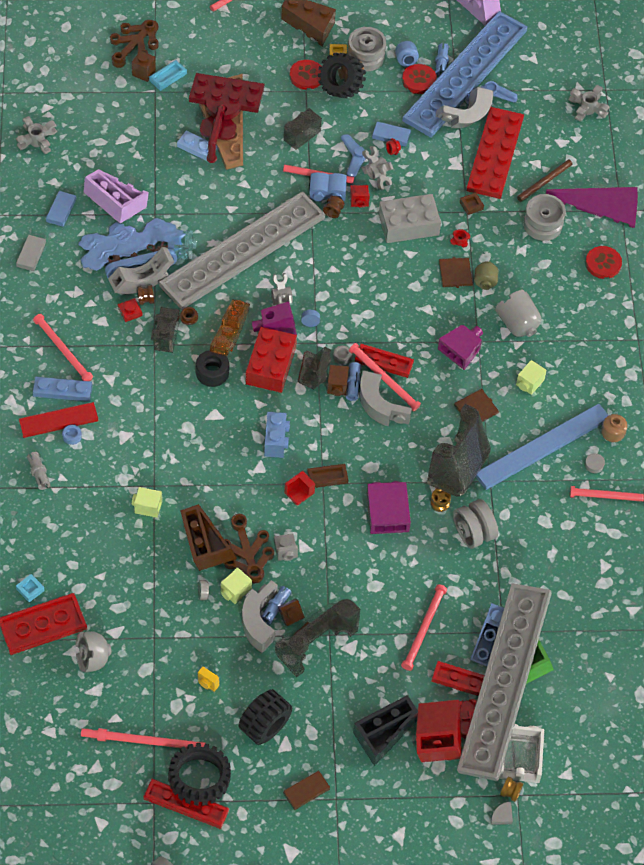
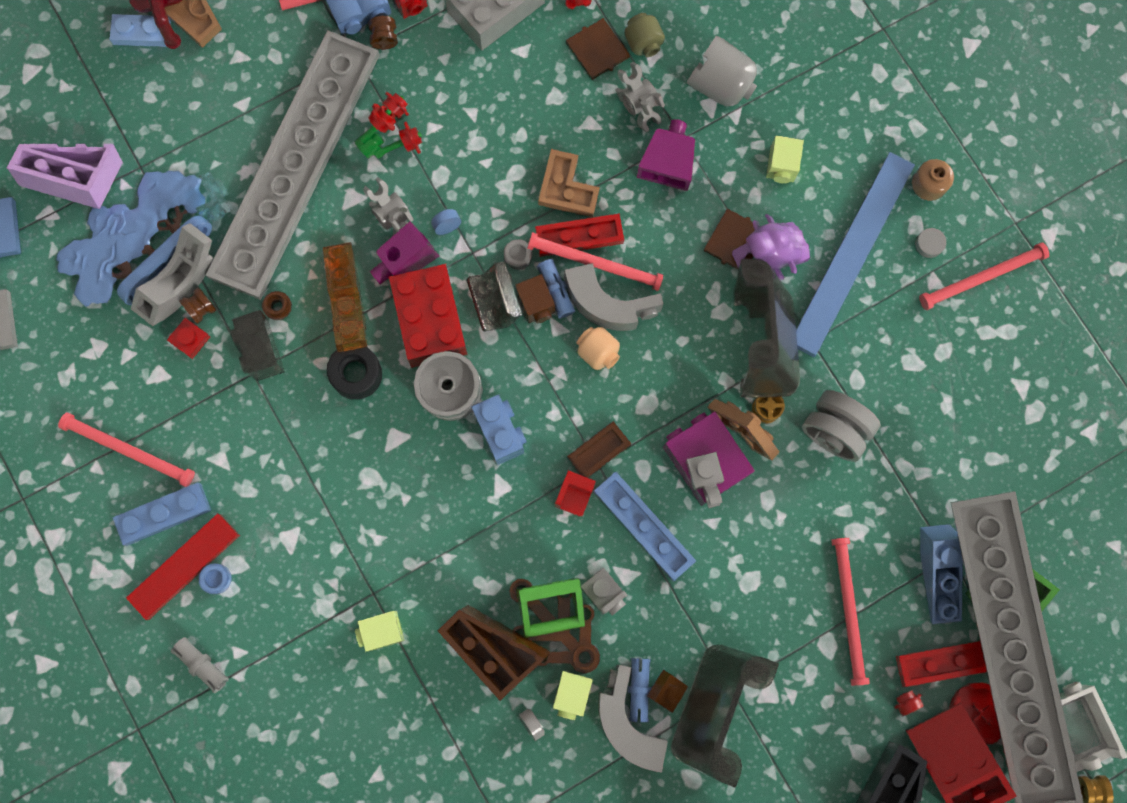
camera: 30 degrees left, 20 degrees up
(253, 523) = (550, 590): none -> bright green tile
(258, 396) = (443, 369): none -> light grey wheel
(305, 246) = (383, 119): none -> red plant
(329, 524) = (644, 526): none -> medium blue plate
(359, 422) = (598, 348): none -> light nougat head
(379, 509) = (706, 474): none -> light grey plate
(389, 334) = (561, 191): none -> medium nougat plate
(419, 496) = (747, 426): none -> medium nougat plate
(429, 690) = (908, 703): none -> red plate
(462, 304) = (639, 97): none -> light grey pin
(496, 415) = (776, 244): none -> medium lavender piece

